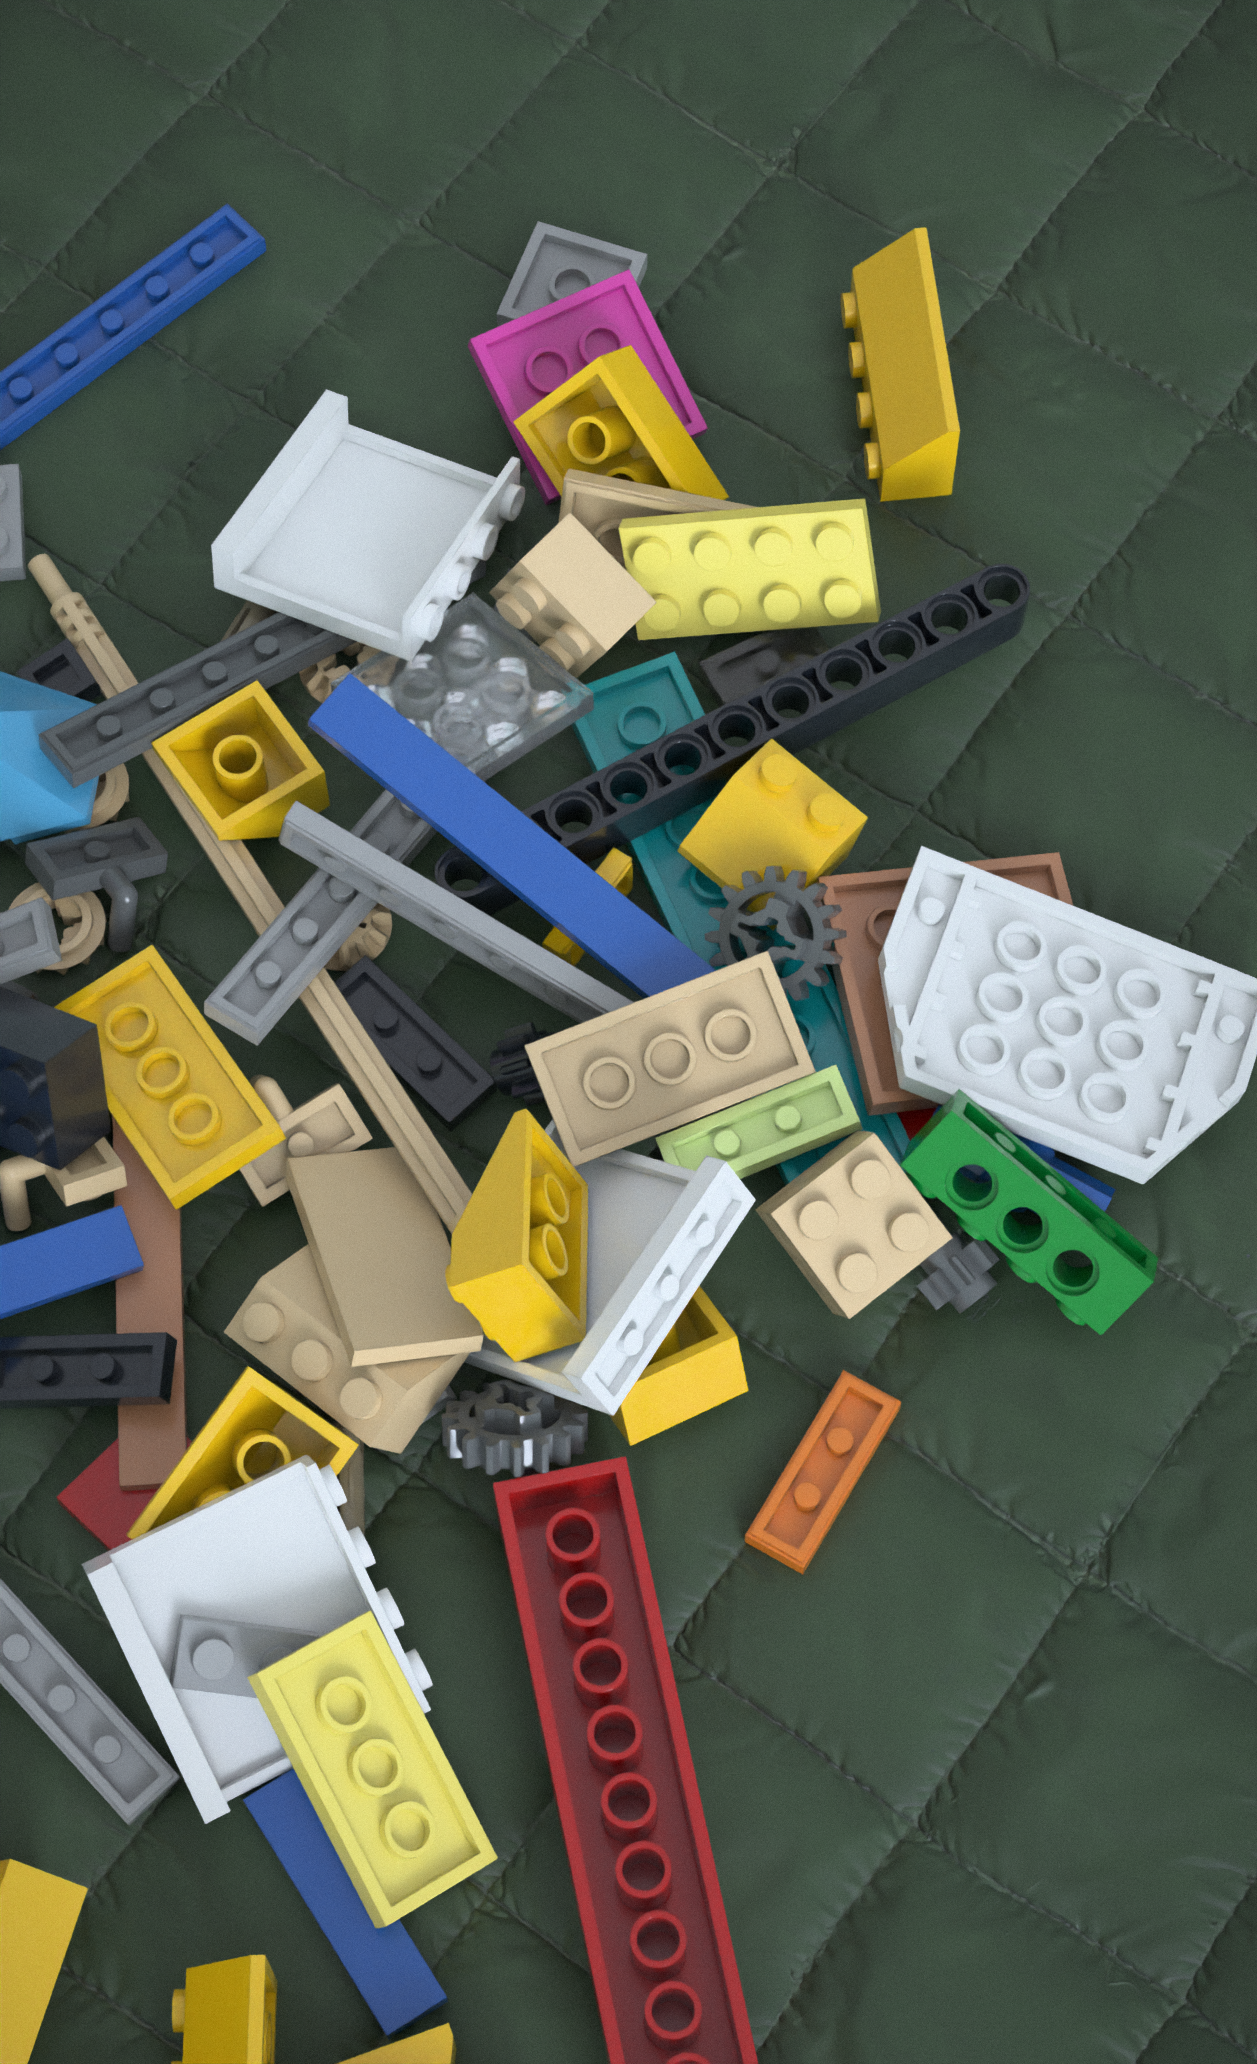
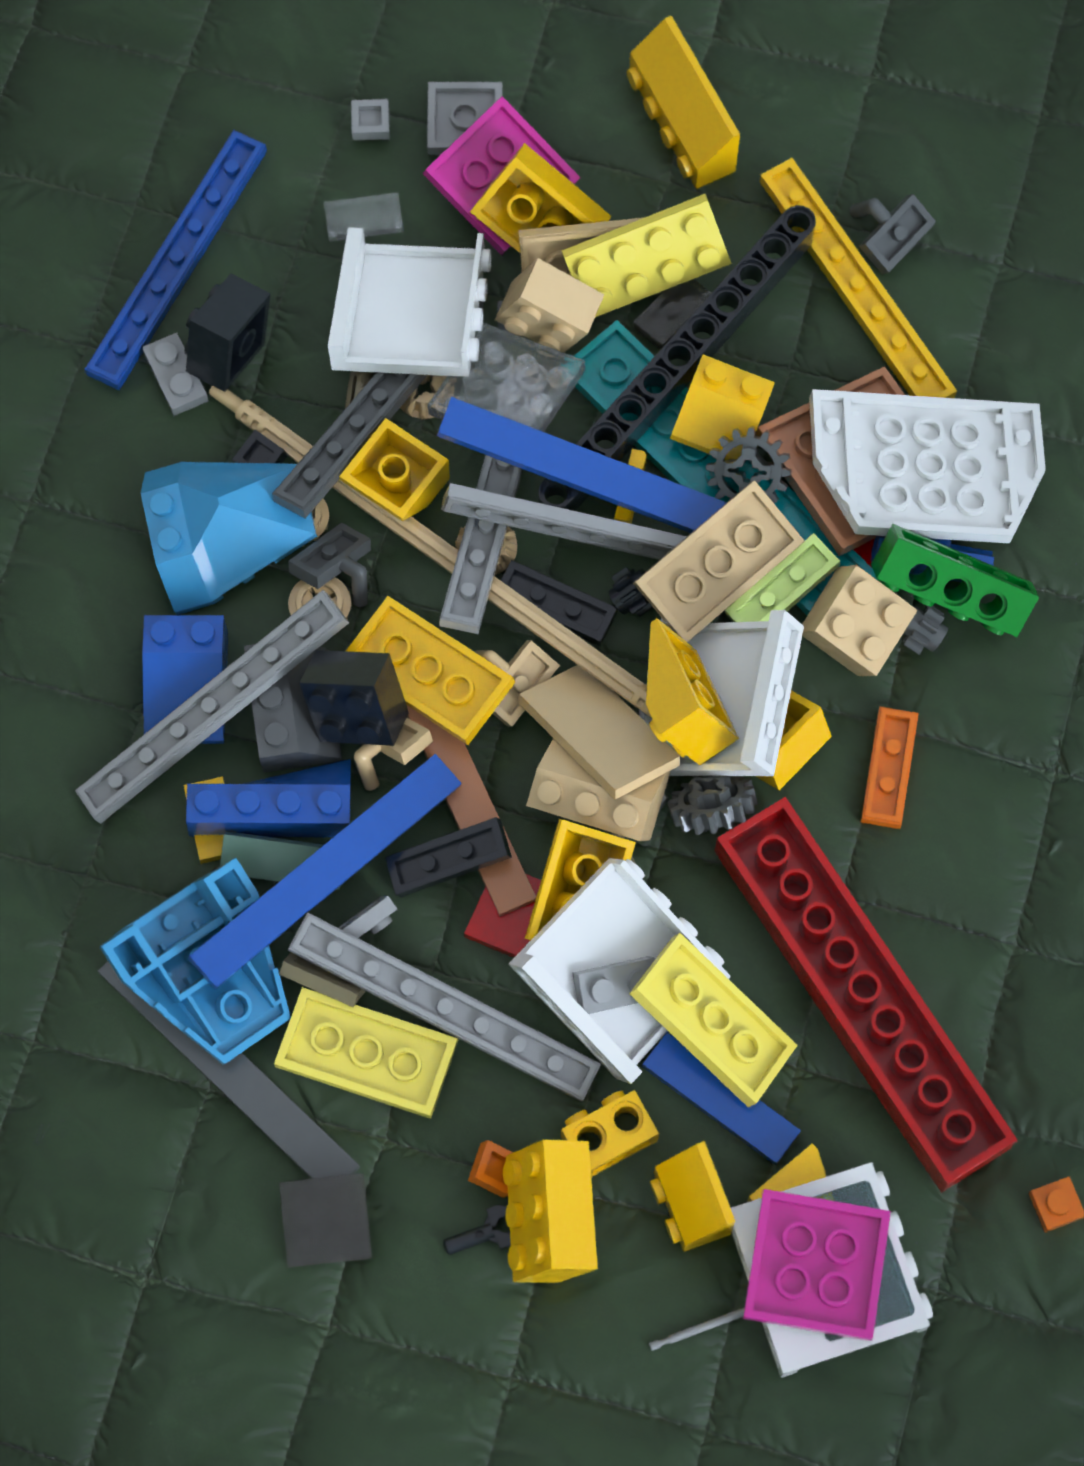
camera: 20 degrees left, 5 degrees up
(80, 482) = (226, 331): none -> black brick
(143, 1911) = (615, 1143): none -> yellow brick
(373, 385) = (373, 213): none -> clear tile
(431, 249) = (370, 119): none -> light grey plate
(1070, 723) = (859, 287): none -> yellow plate
(1157, 656) = (896, 230): none -> dark grey plate

